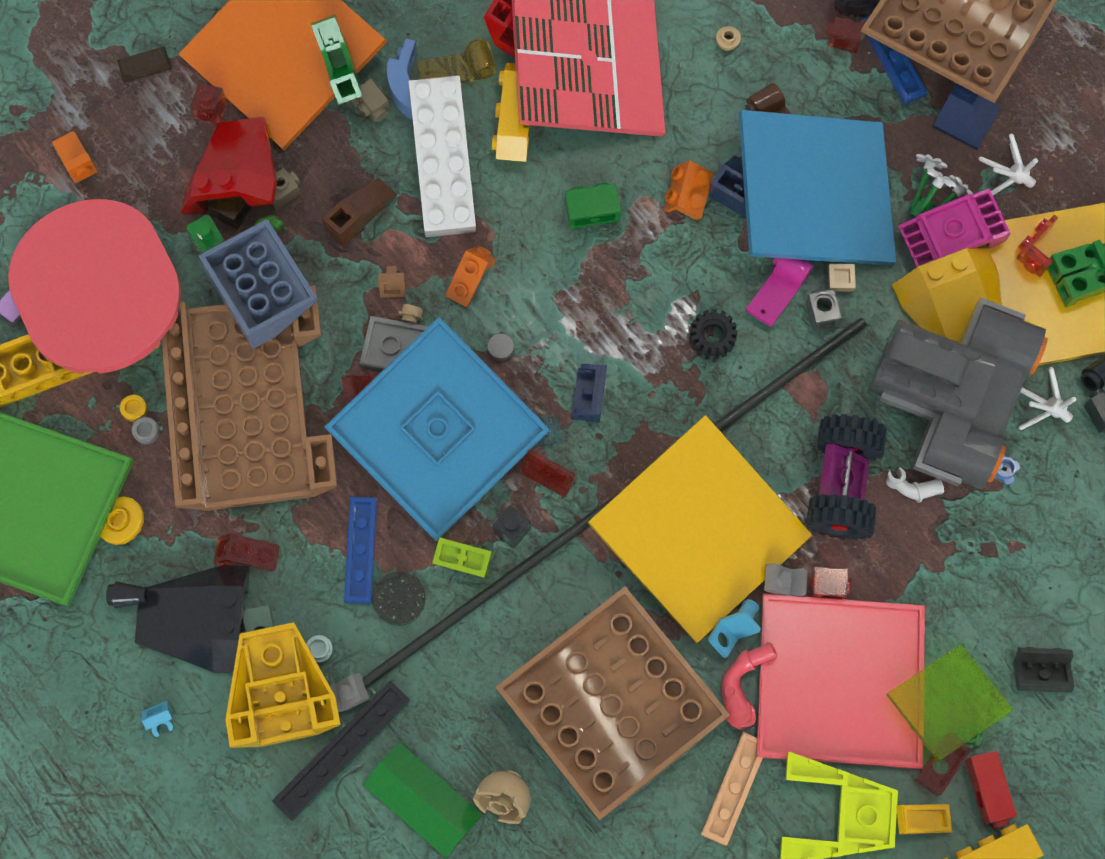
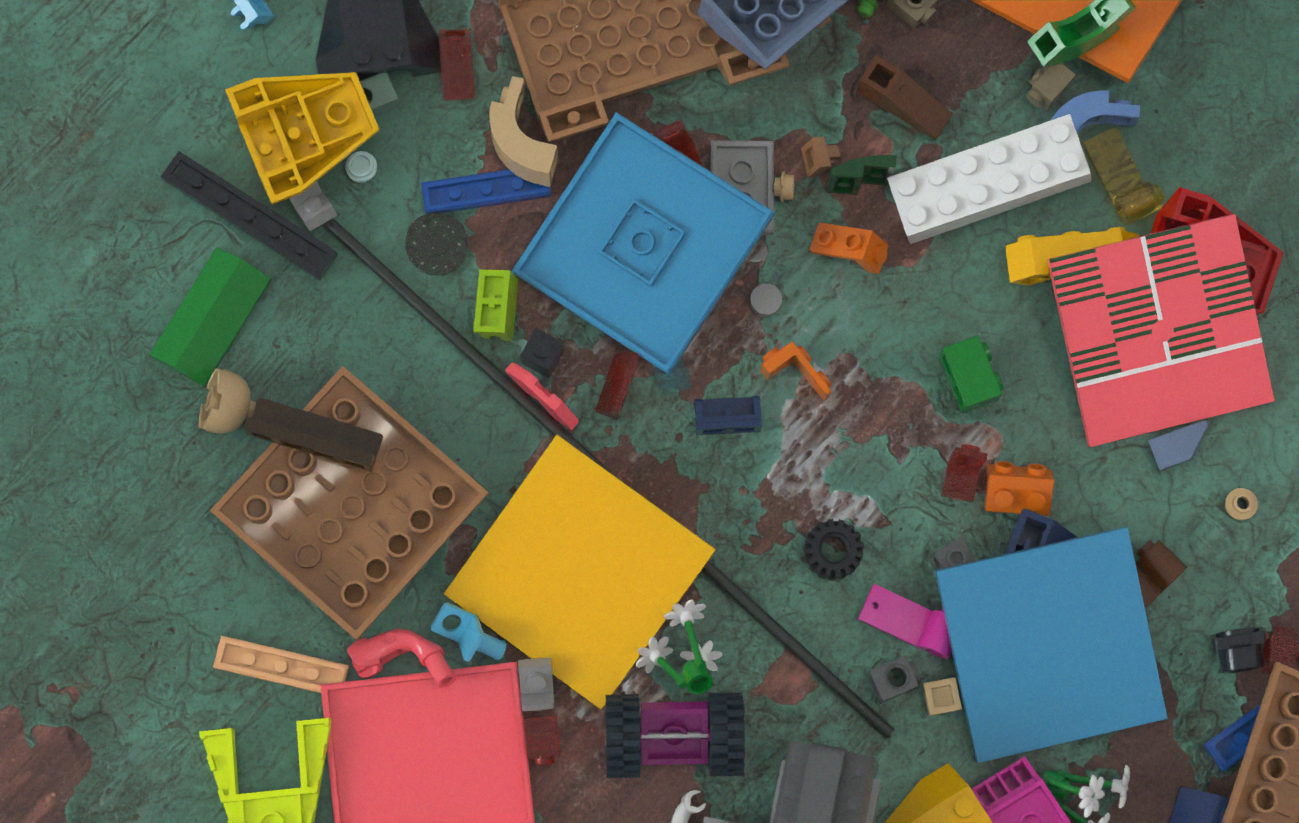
camera: 75 degrees right, 5 degrees up
(329, 519) = (519, 153): none -> tan arch
(417, 249) = (865, 170): none -> dark green slope
(539, 538) = (552, 403): none -> coral tile
(551, 719) = (314, 434): none -> dark brown panel
(552, 345) = (777, 359): none -> orange bracket
(668, 228) = (963, 473): none -> clear red bracket
(676, 71) = (1178, 445): none -> sand blue slope
(736, 247) = (952, 554): none -> dark grey brick
(798, 448) = (695, 671): none -> plant
(839, 59) = (1239, 649): none -> black piece

